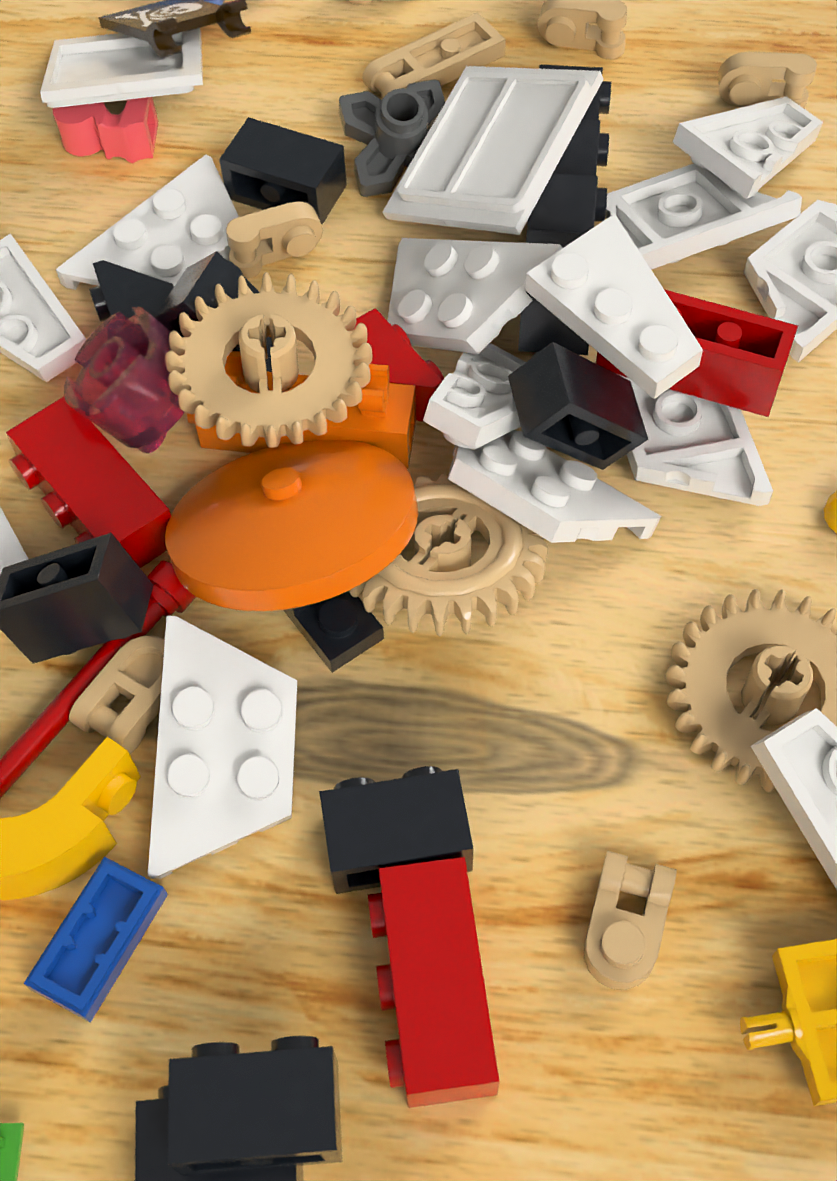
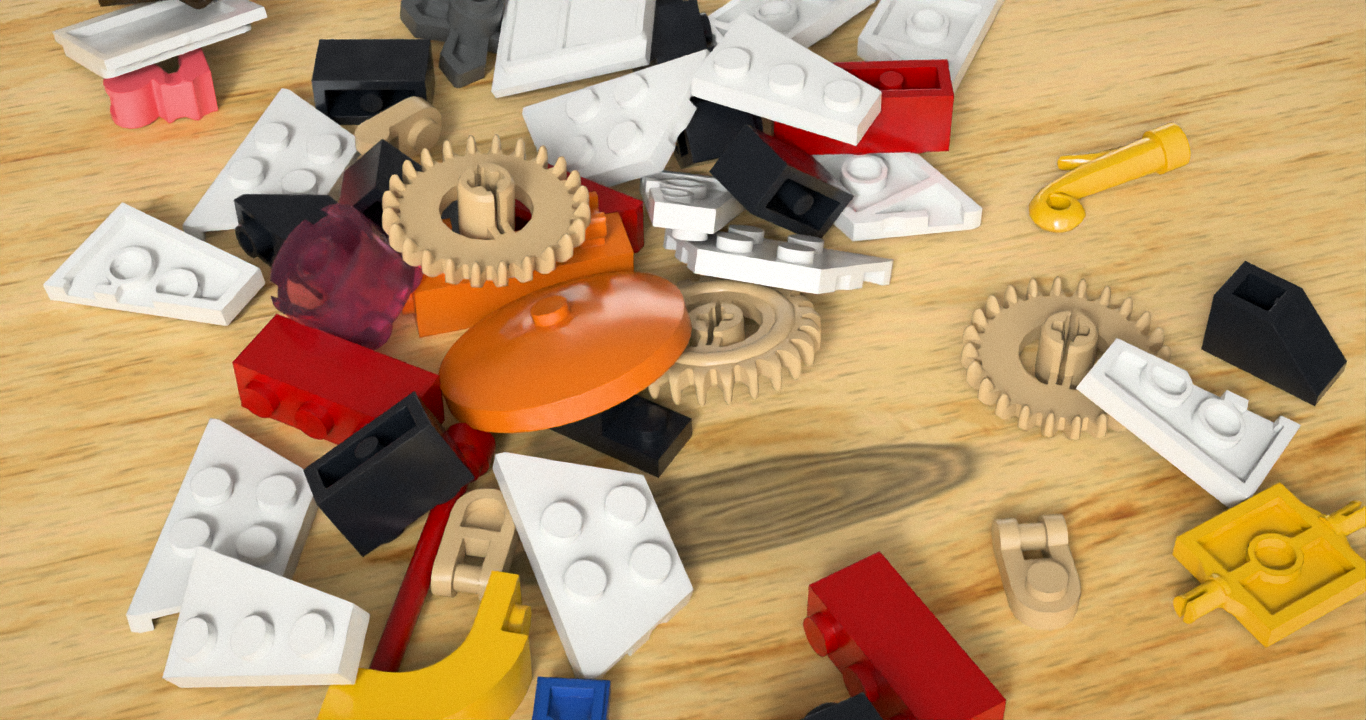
camera: 25 degrees left, 15 degrees down
(394, 825) = (771, 567): black brick -> none

